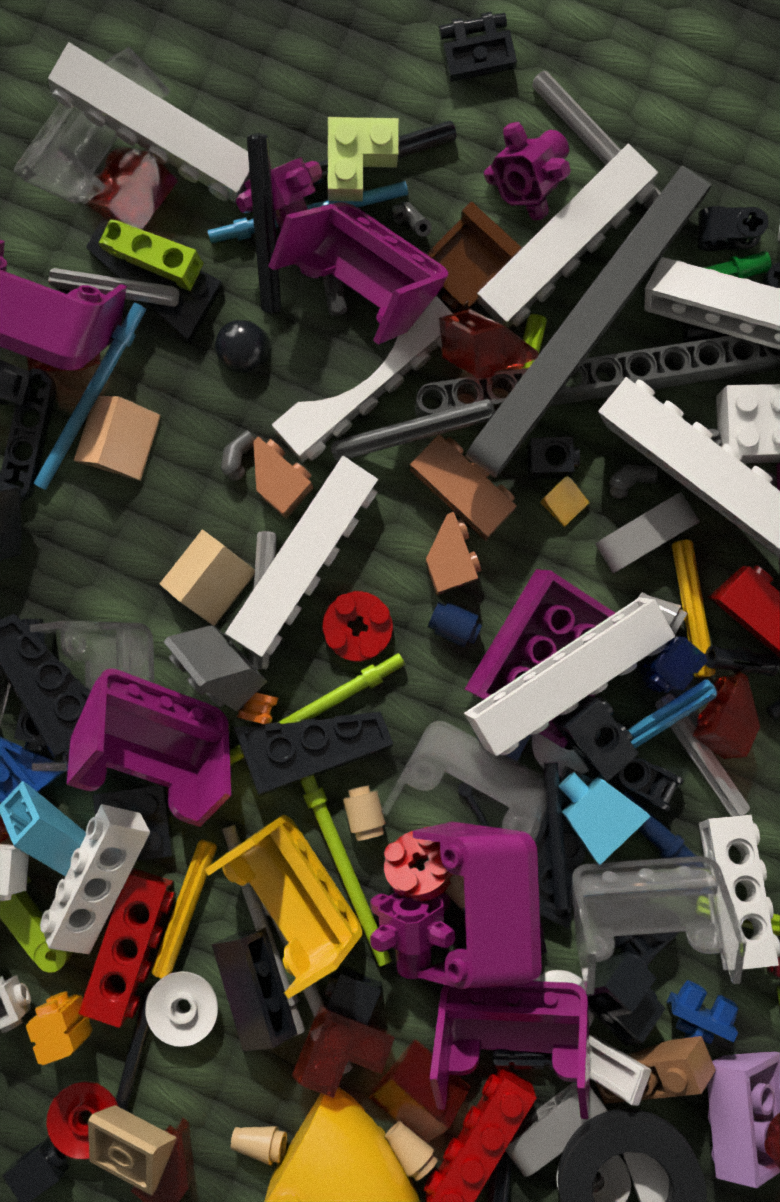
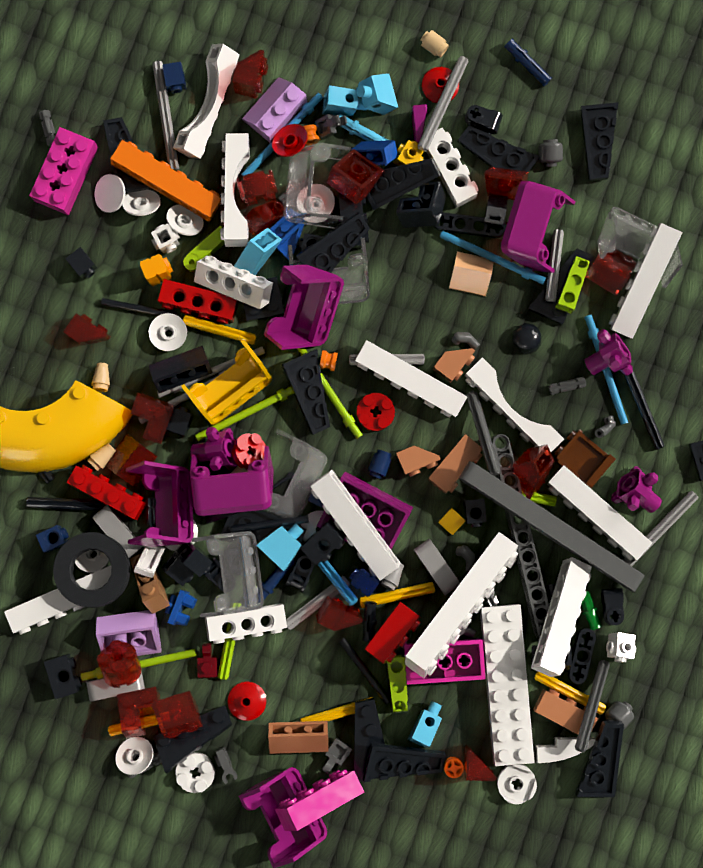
camera: 80 degrees right, 0 degrees up
(64, 1118) = (106, 276): red dish -> none
(129, 1147) = (97, 310): tan slope -> none
(208, 578) = (397, 329): tan slope -> none
(215, 666) = (348, 336): dark grey slope -> none
(263, 220) = (591, 345): black axle -> none
(356, 145) = (641, 390): yellowish green brick -> none
(364, 813) = (275, 421): tan brick -> none
(366, 258) = (578, 404): magenta windscreen -> none

